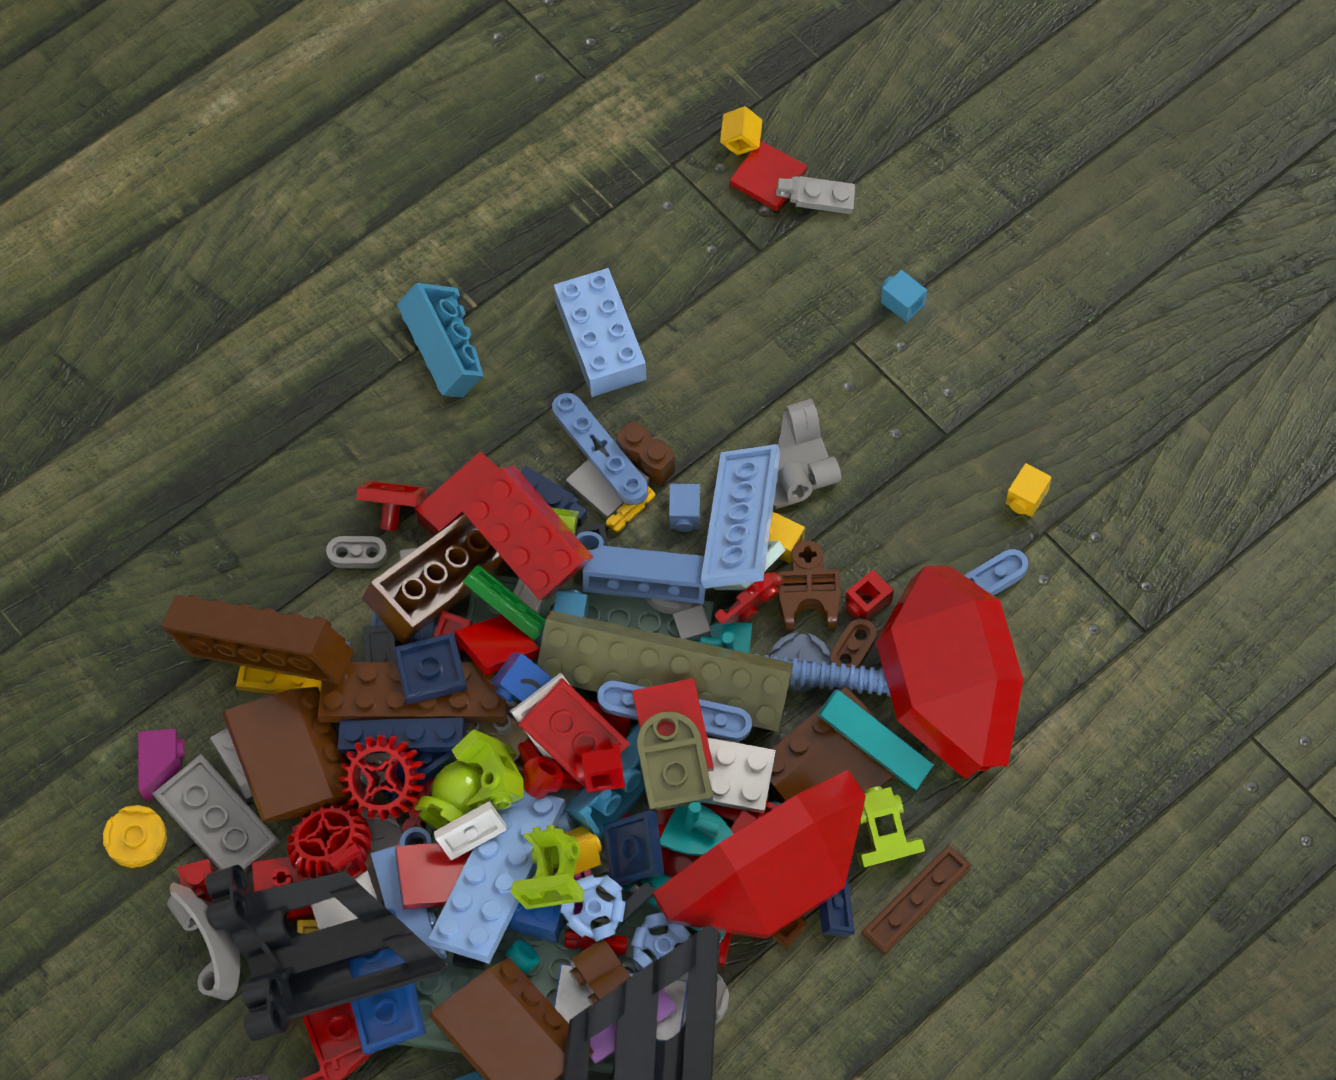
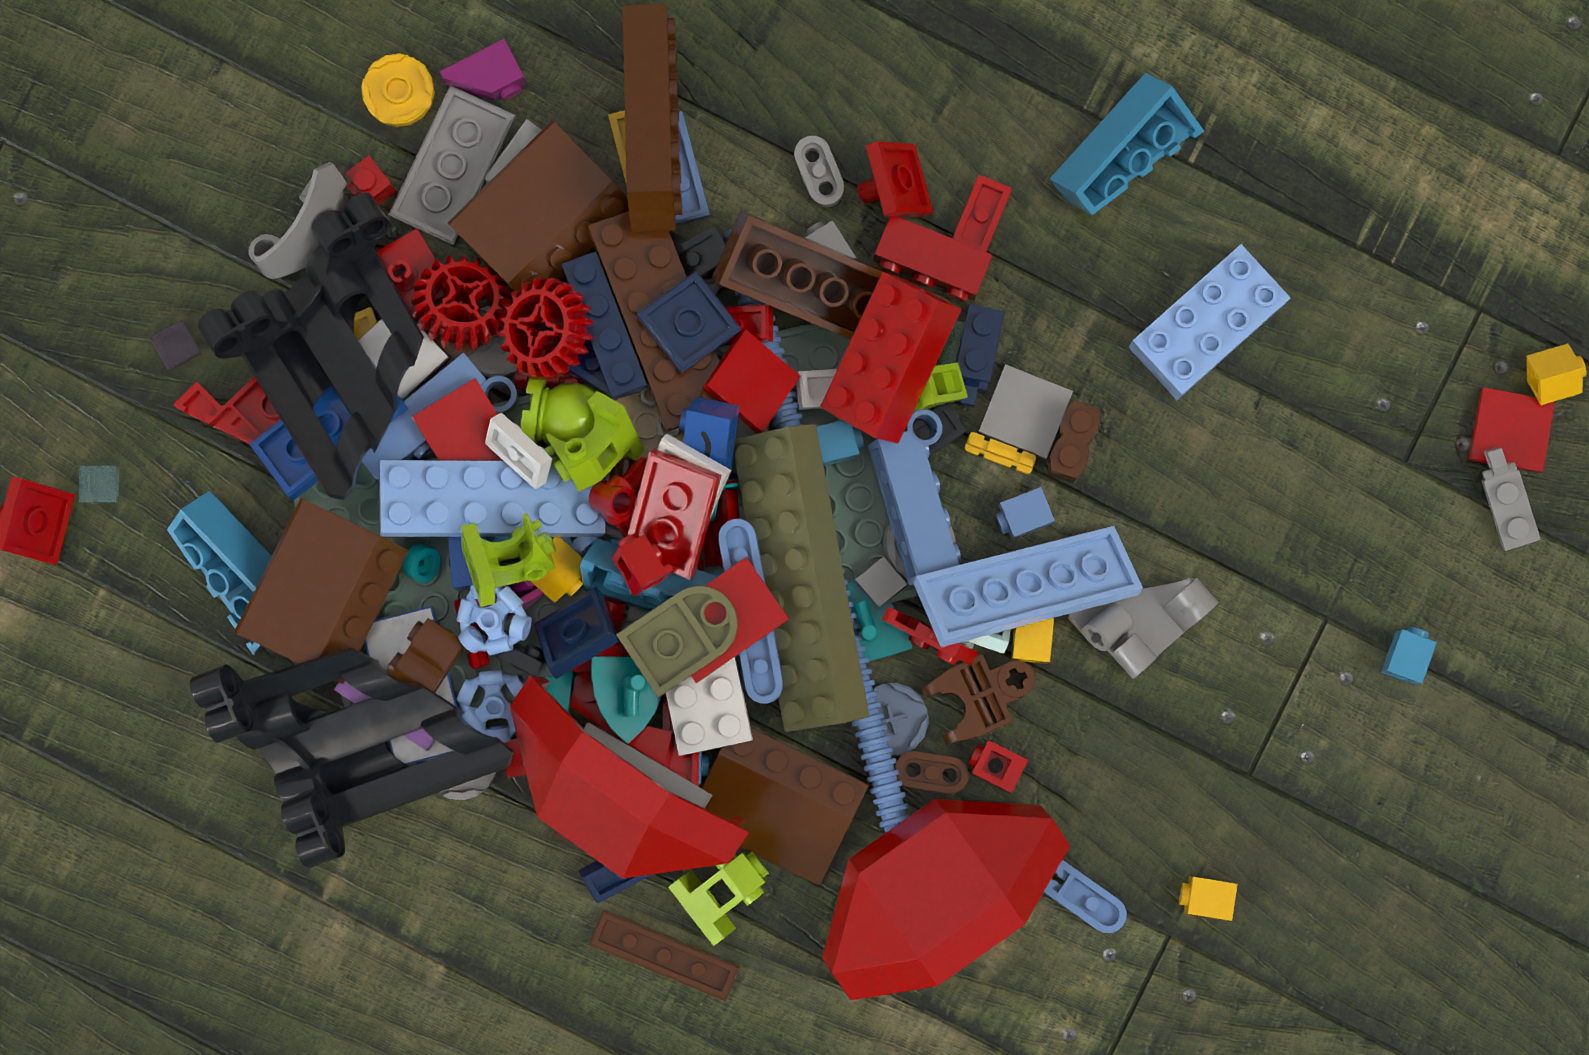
camera: 65 degrees right, 20 degrees up
(345, 858) = (441, 332): red tile -> none
(443, 451) = (982, 213): none -> red plate
(505, 602) = (801, 370): green tile -> none
(614, 468) = (1038, 415): medium blue piece -> none
(875, 739) = (819, 842): teal tile -> none

